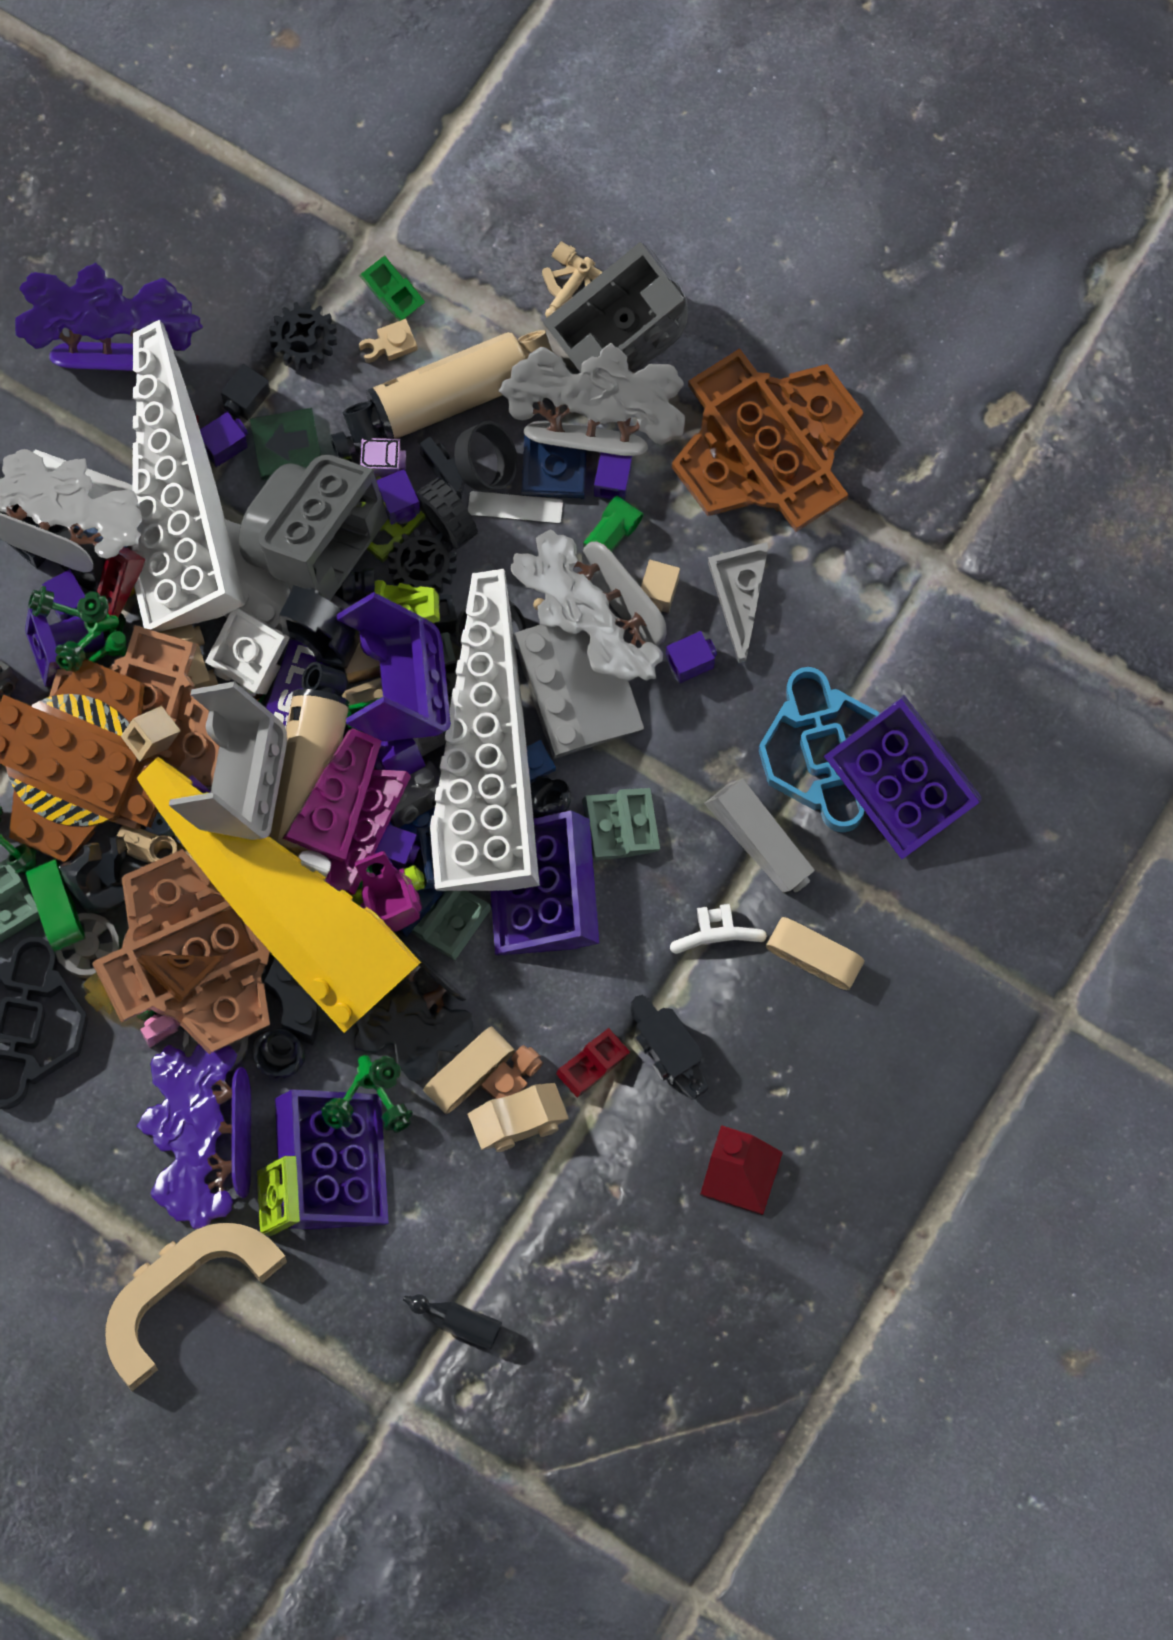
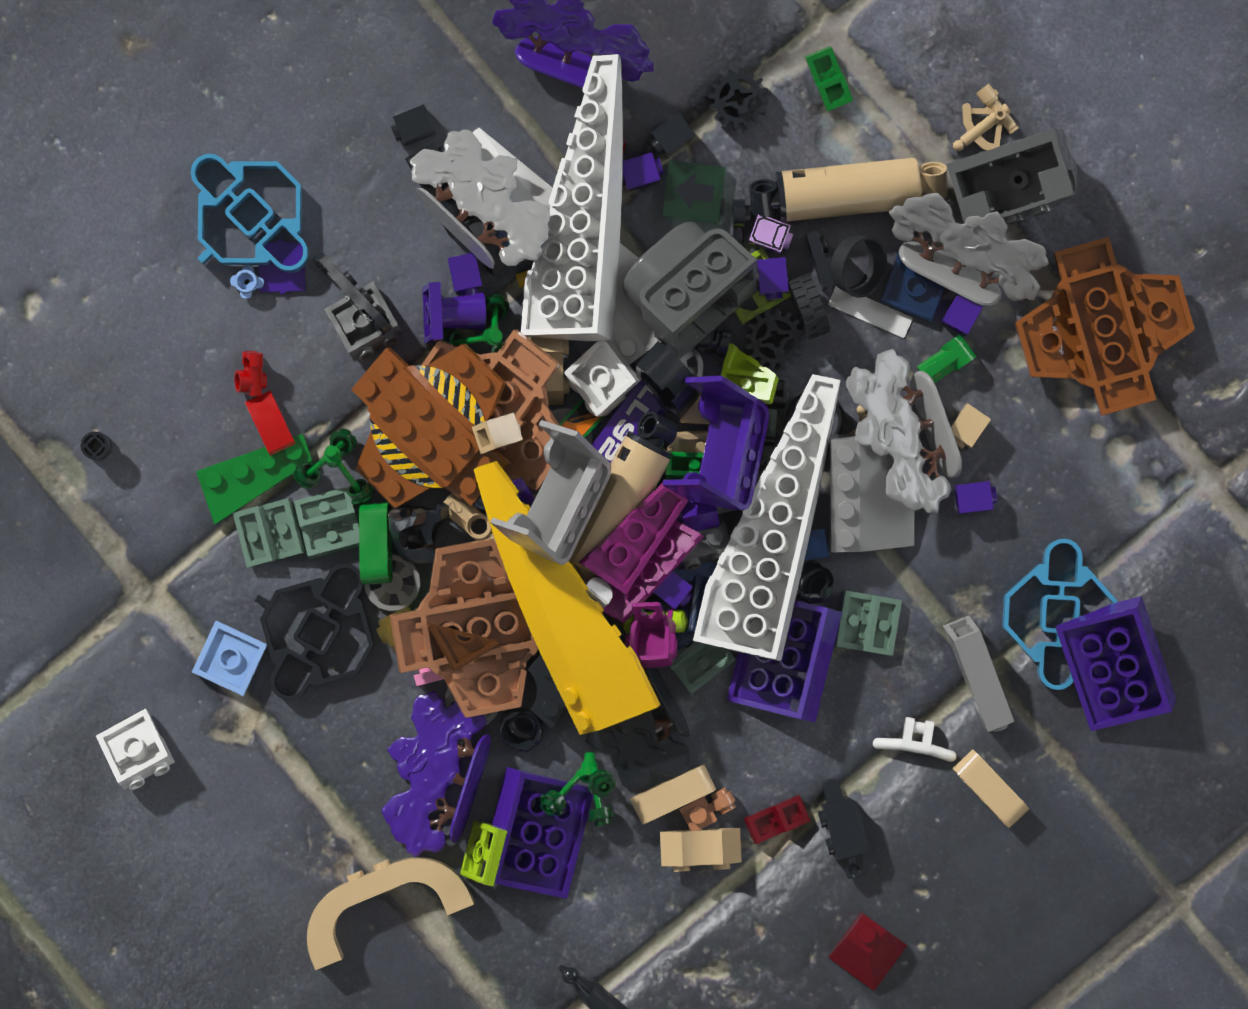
camera: 20 degrees right, 15 degrees up
(91, 609) = (481, 312): dark green plant -> none
(123, 573) = (525, 272): dark red slope -> none
(393, 340) = (815, 127): tan plate -> none
(738, 586) = (1035, 444): light grey wing -> none

